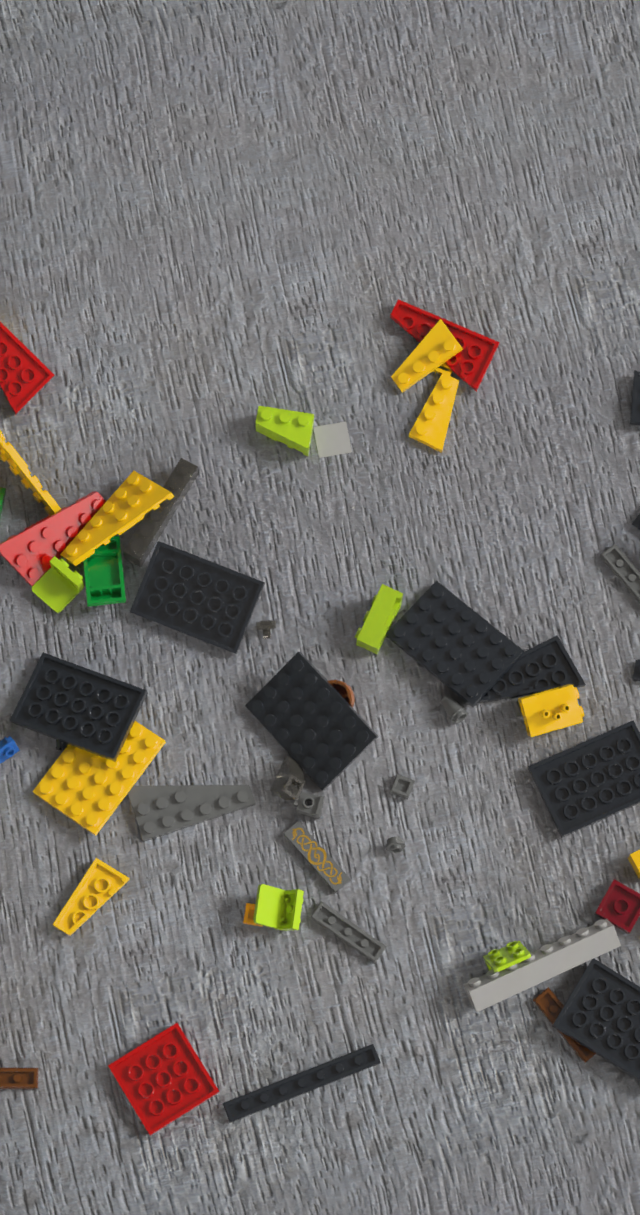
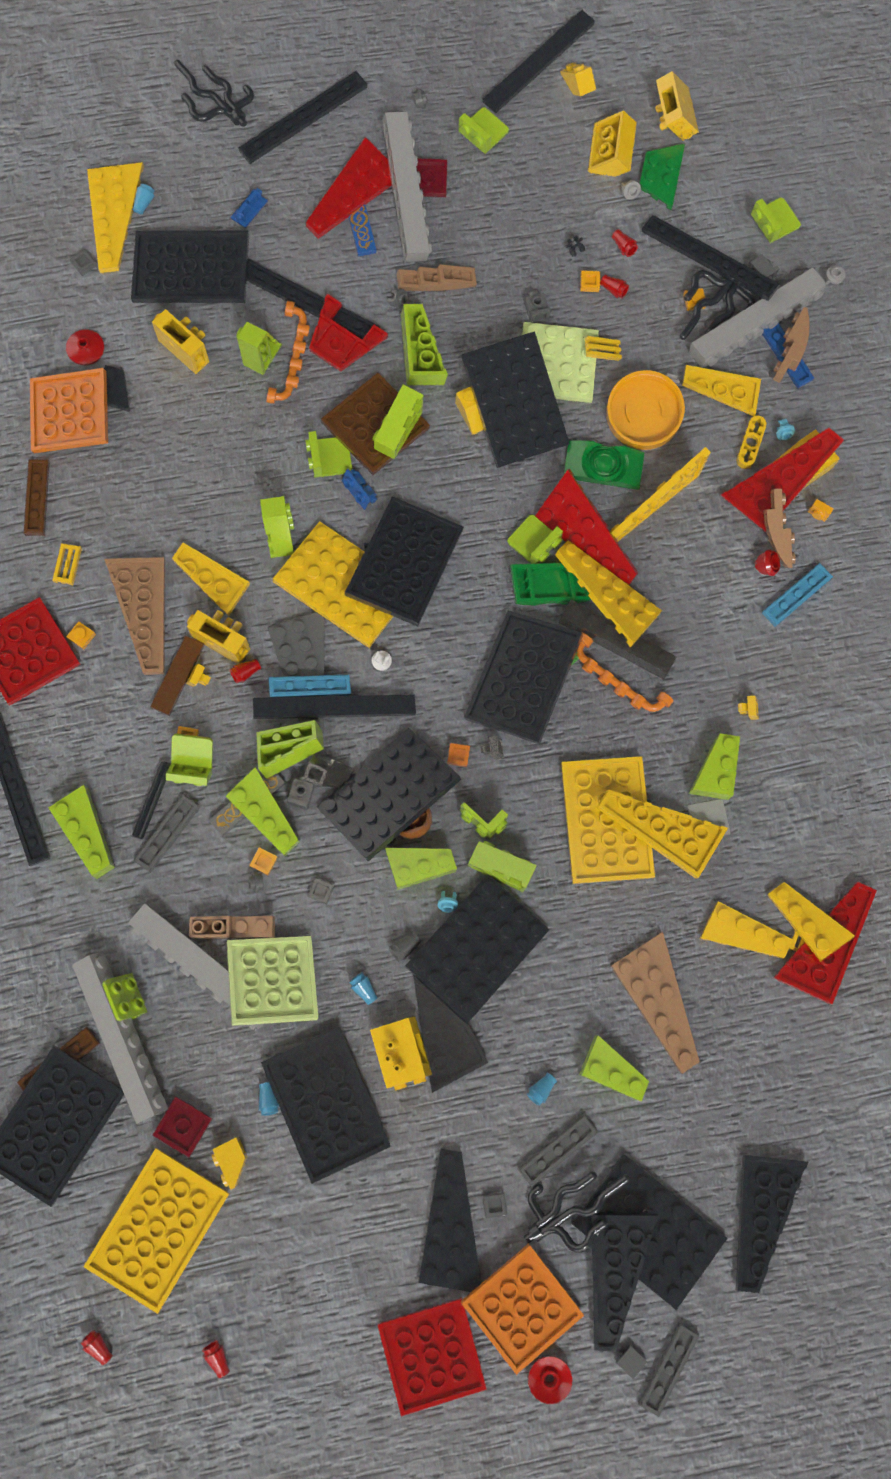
camera: 85 degrees right, 5 degrees up
(35, 325) = (820, 510): none -> light orange plate
(43, 826) = (278, 526): none -> lime wedge
(61, 362) = (779, 538): none -> medium nougat slope
(68, 1050) = (64, 580): none -> yellow tile
(87, 374) = (768, 563): none -> red cone
(108, 964) = (141, 596): none -> medium nougat wing
(117, 351) = (797, 594): none -> dark azure tile
(147, 1024) = (81, 635): none -> light orange plate
(154, 883) = (219, 636): none -> yellow piece
(177, 731) = (381, 660): none -> white plate
(188, 863) = (244, 670): none -> red cone
(190, 927) = (177, 675): none -> reddish brown tile
(192, 906) = (198, 677): none -> yellow tile
(204, 797) = (309, 686): none -> dark azure tile
(208, 511) = (622, 688): none -> orange bar
(225, 774) = (334, 706): none -> black tile
(228, 396) = (750, 708): none -> yellow tile
(265, 814) = (287, 746): none -> lime wedge
(272, 659) = (458, 755): none -> orange plate
(315, 947) = (151, 801): none -> black axle
(328, 837) = (258, 805): none -> lime wedge
(334, 527) = (597, 844): none -> yellow plate
(340, 622) = (497, 824): none -> lime bracket
(345, 1009) = (82, 827): none -> lime wedge
(348, 469) = (671, 833): none -> yellow wing
(375, 838) = (263, 861): none -> light orange plate
(379, 695) = (419, 865): none -> lime wedge
(415, 670) = (448, 904): none -> medium azure plate
(438, 864) = (232, 927): none -> medium nougat slope
(475, 892) = (185, 952): none -> light grey brick
(488, 492) = (654, 989): none -> medium nougat wing
(488, 824) = (271, 980): none -> yellowish green plate
(491, 746) = (362, 986): none -> dark azure cone
(561, 528) = (612, 1070): none -> lime wedge
(580, 590) = (540, 1090): none -> dark azure cone
(595, 830) = (267, 1102): none -> dark azure cone

